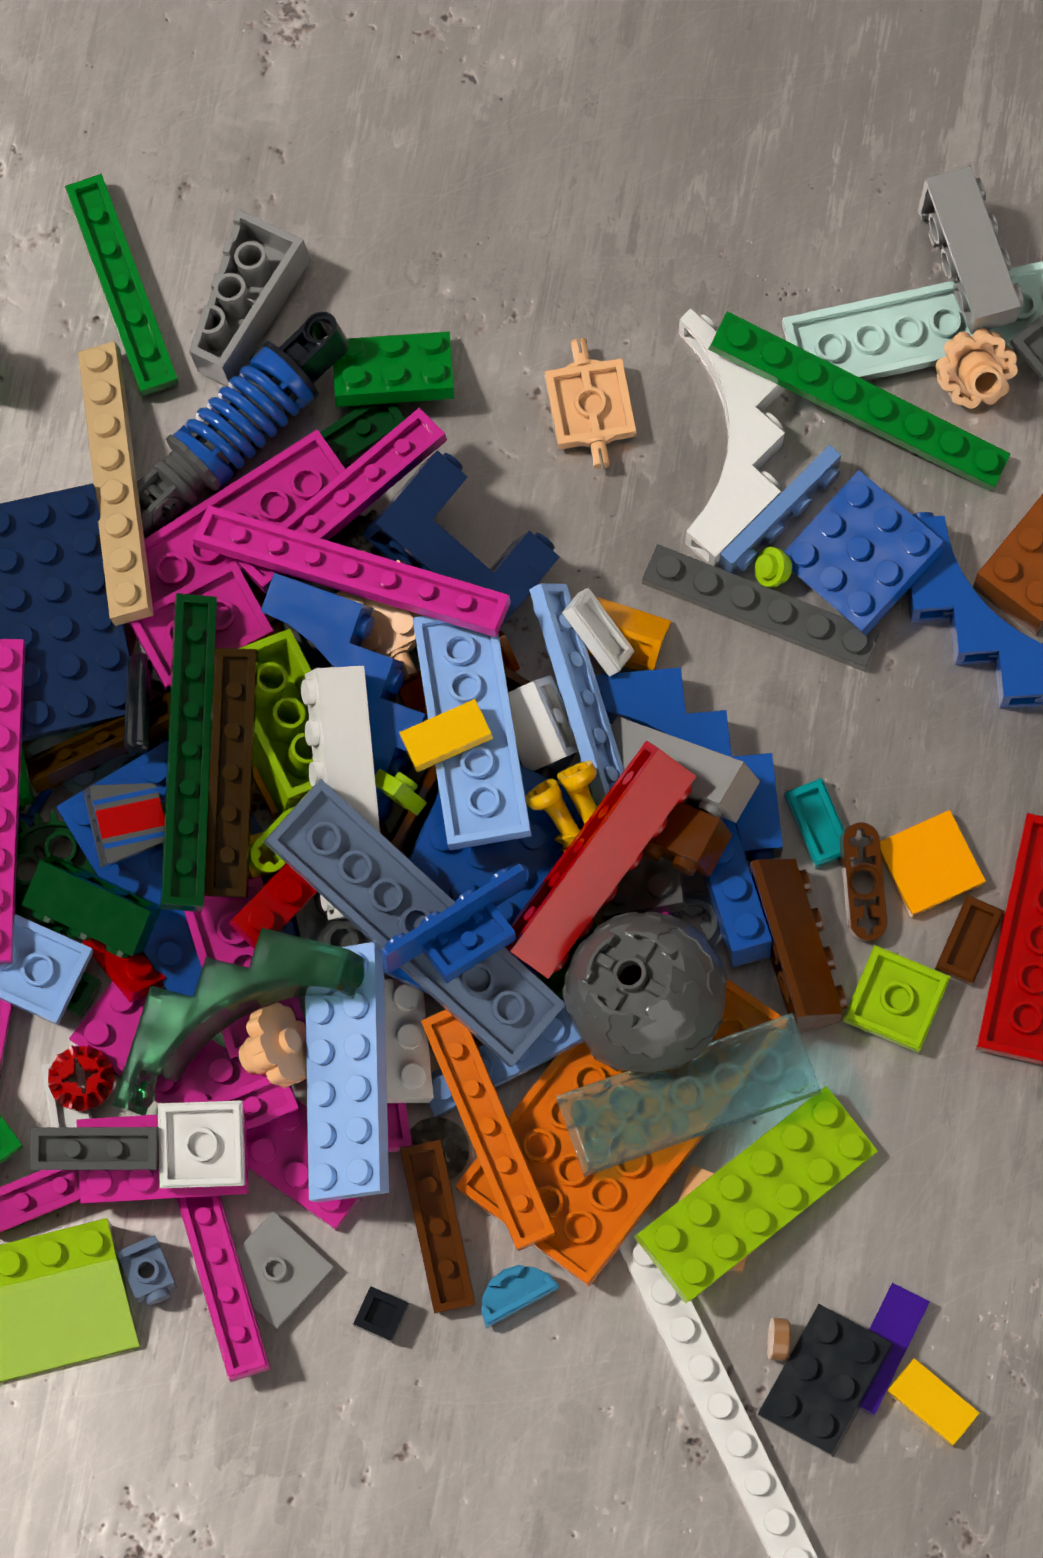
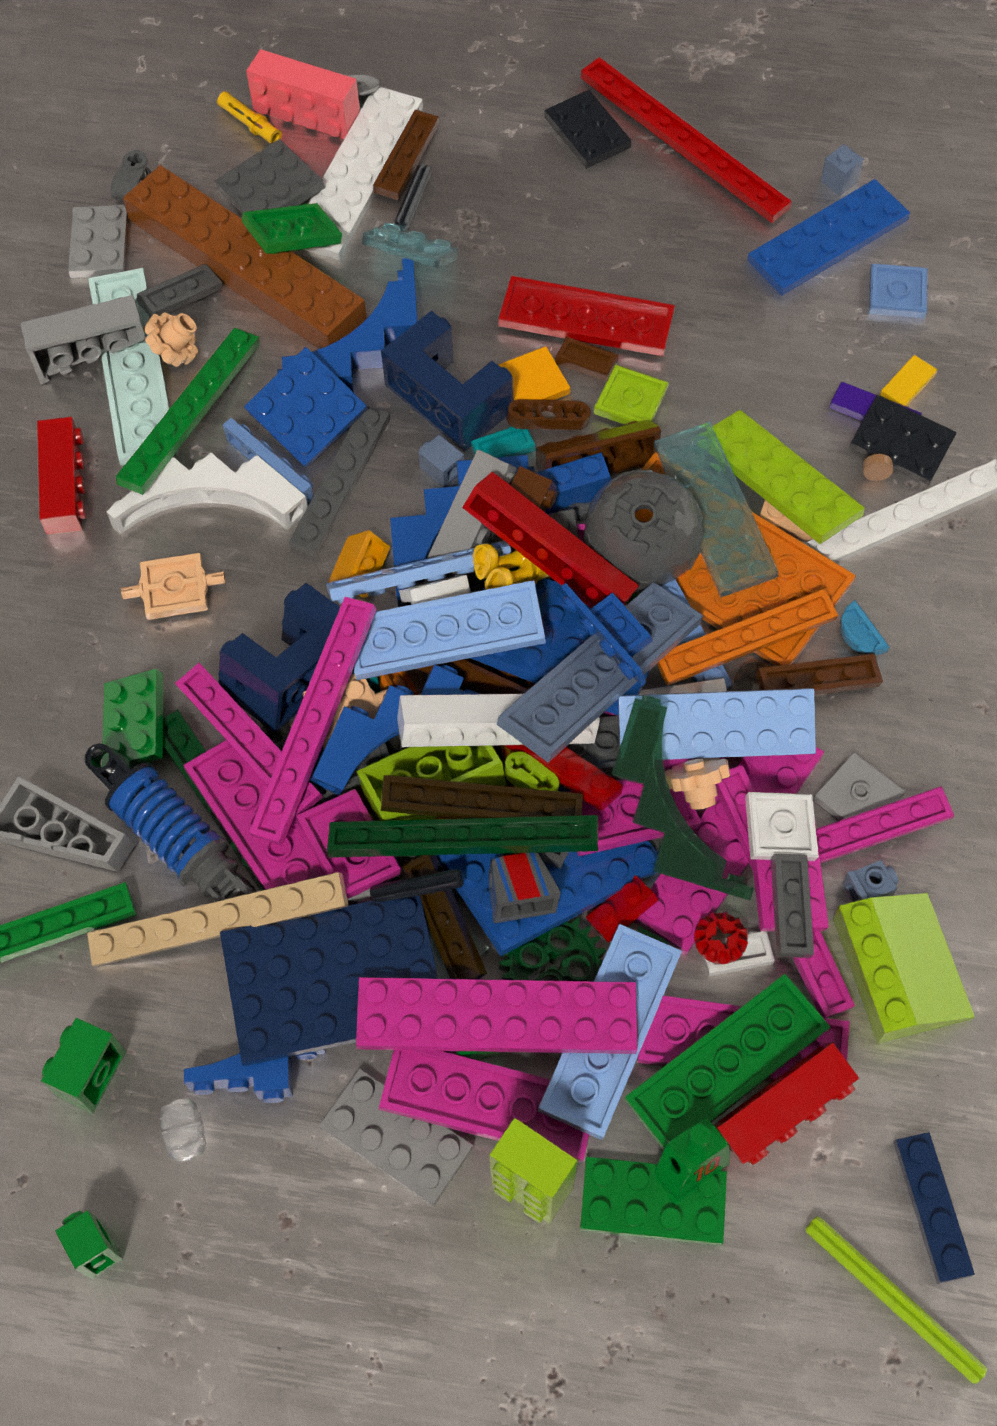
camera: 90 degrees left, 10 degrees down
(91, 907) = (587, 921): dark green brick -> none
(381, 1314) = (886, 719): black plate -> none
(400, 790) = (495, 682): lime plate -> none
(446, 735) = (456, 640): yellow tile -> none
(598, 632) = (362, 565): white tile -> none
(759, 247) = (60, 475): none -> red brick
(772, 567) = (312, 466): lime plate -> none
(785, 735) = (439, 460): none -> sand blue brick
(923, 688) = (417, 374): none -> dark blue piece

